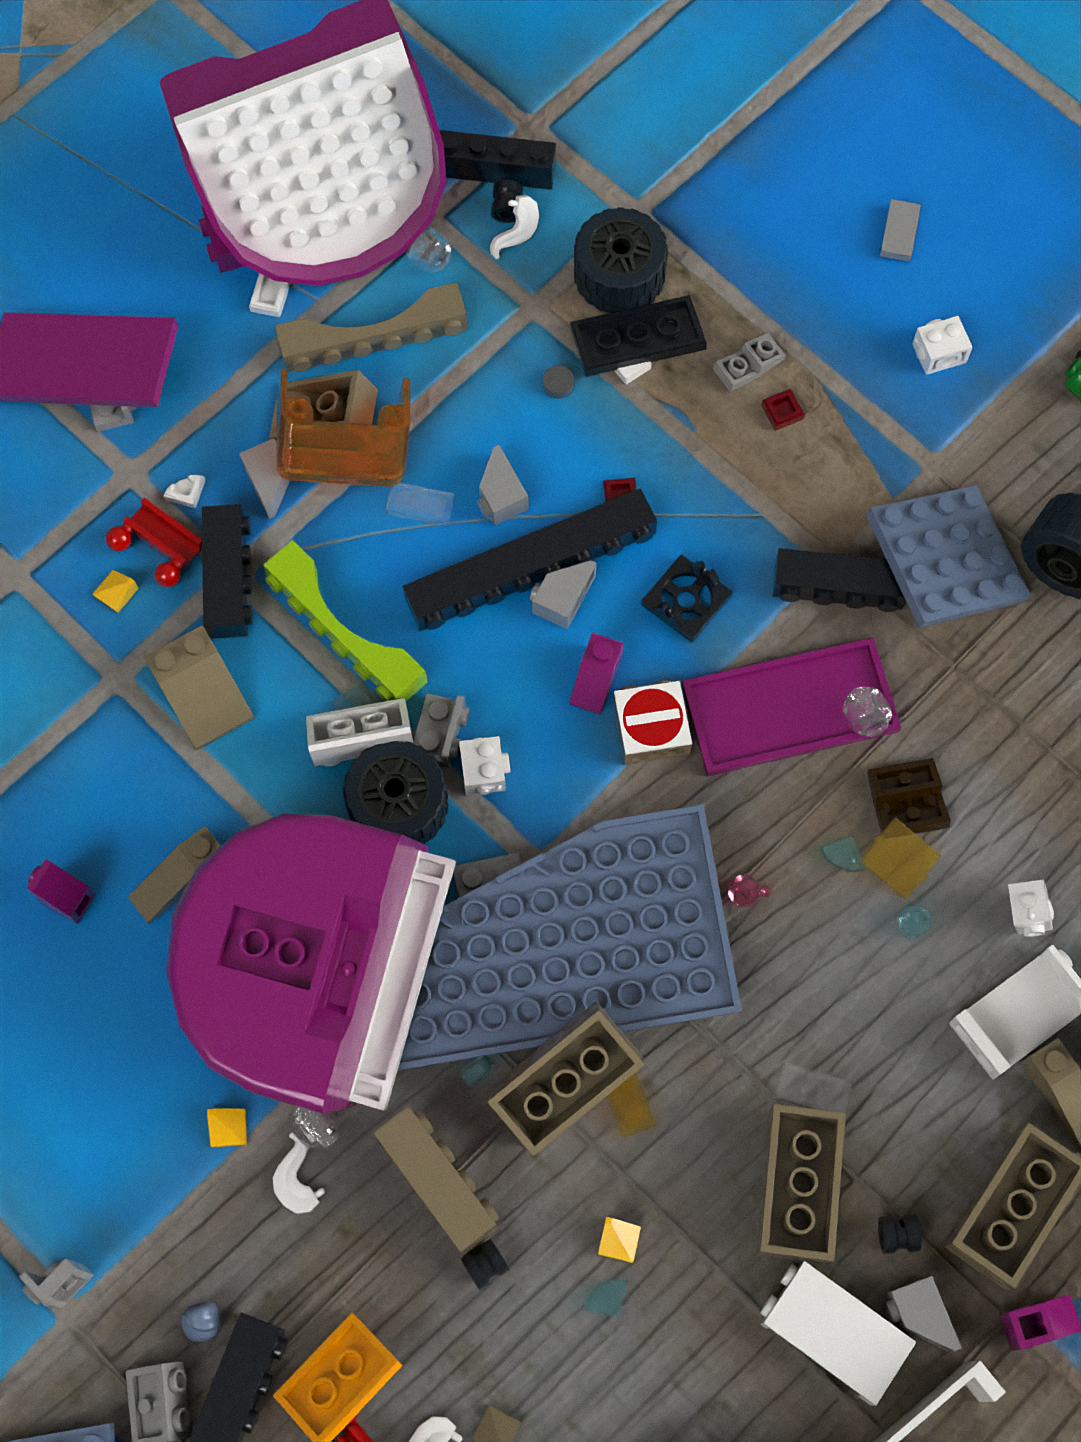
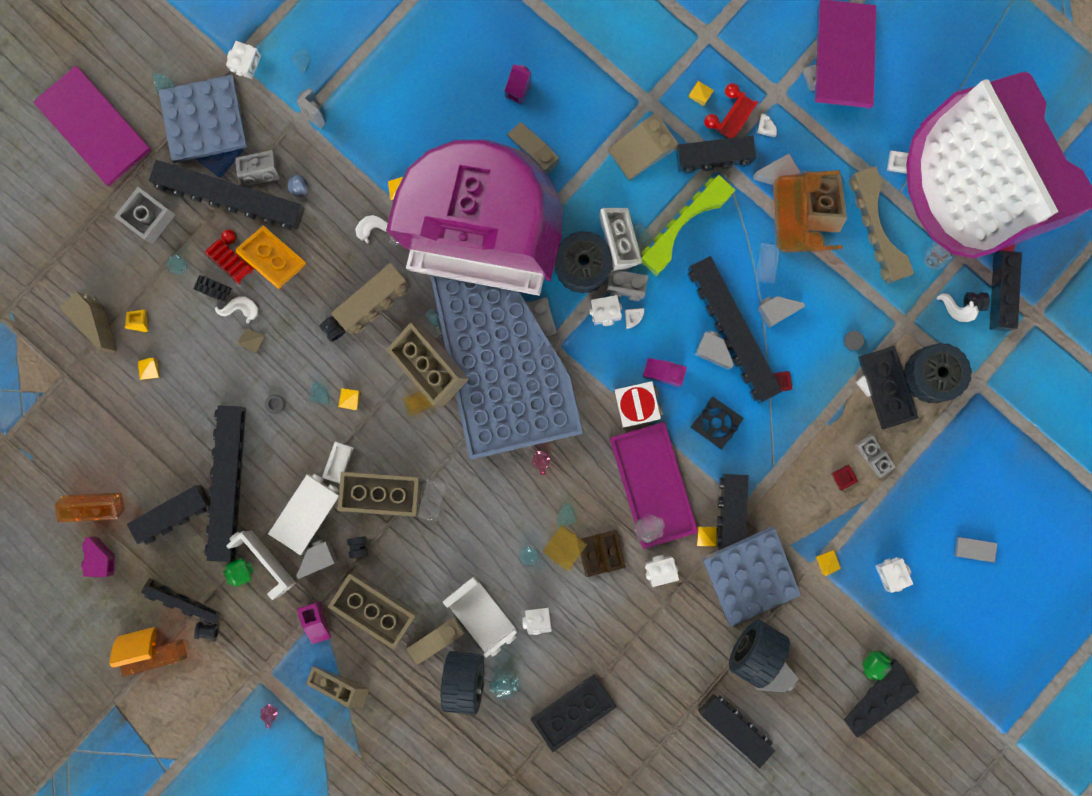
camera: 85 degrees right, 15 degrees up
(497, 723) = (633, 317): none -> white tile
(623, 1388) = (275, 404): none -> dark grey tile
(738, 1267) = (337, 461): none -> white tile
(879, 625) = (706, 536): none -> yellow slope
(923, 442) = (828, 563): none -> yellow slope
(939, 698) = (661, 570): none -> white head

